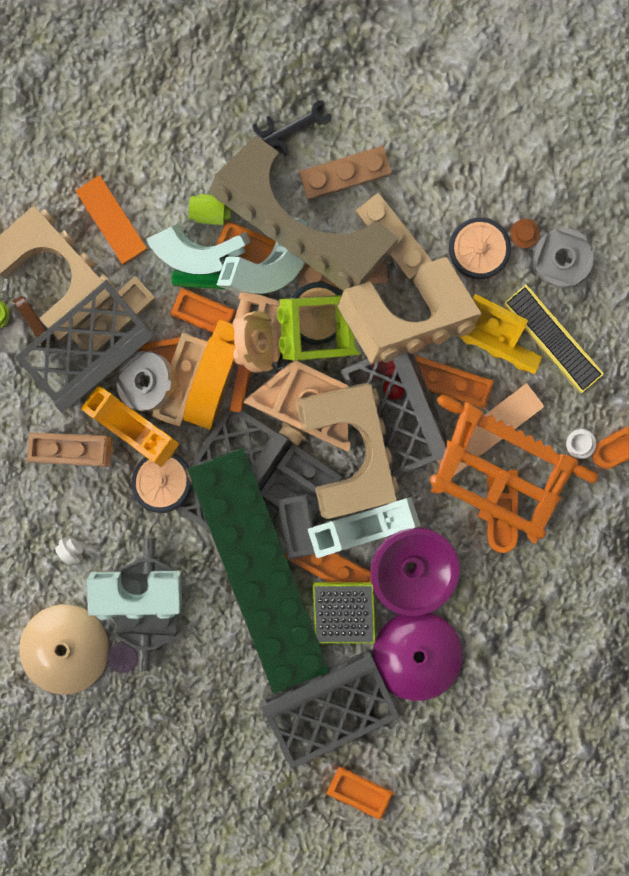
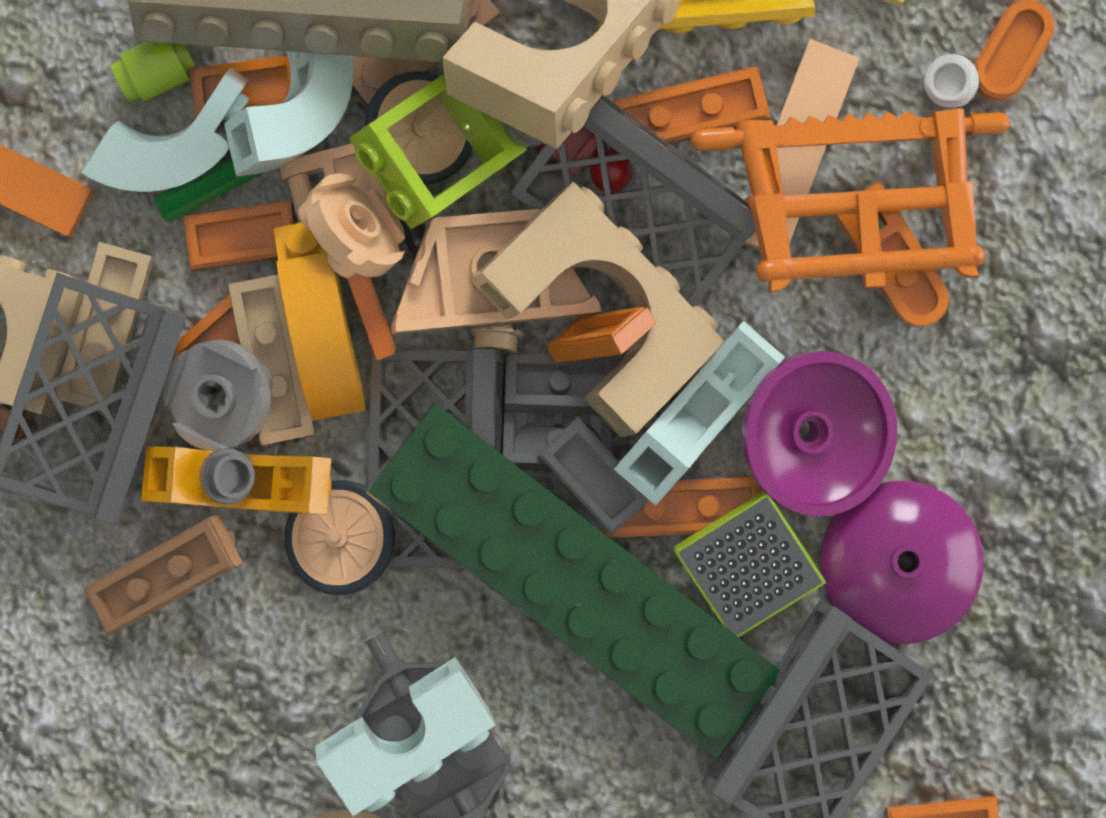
camera: 35 degrees left, 0 degrees up
(69, 551) = (261, 734): white plate -> none
(126, 422) = (227, 476): none -> dark grey plate
(340, 462) = (601, 334): none -> orange tile

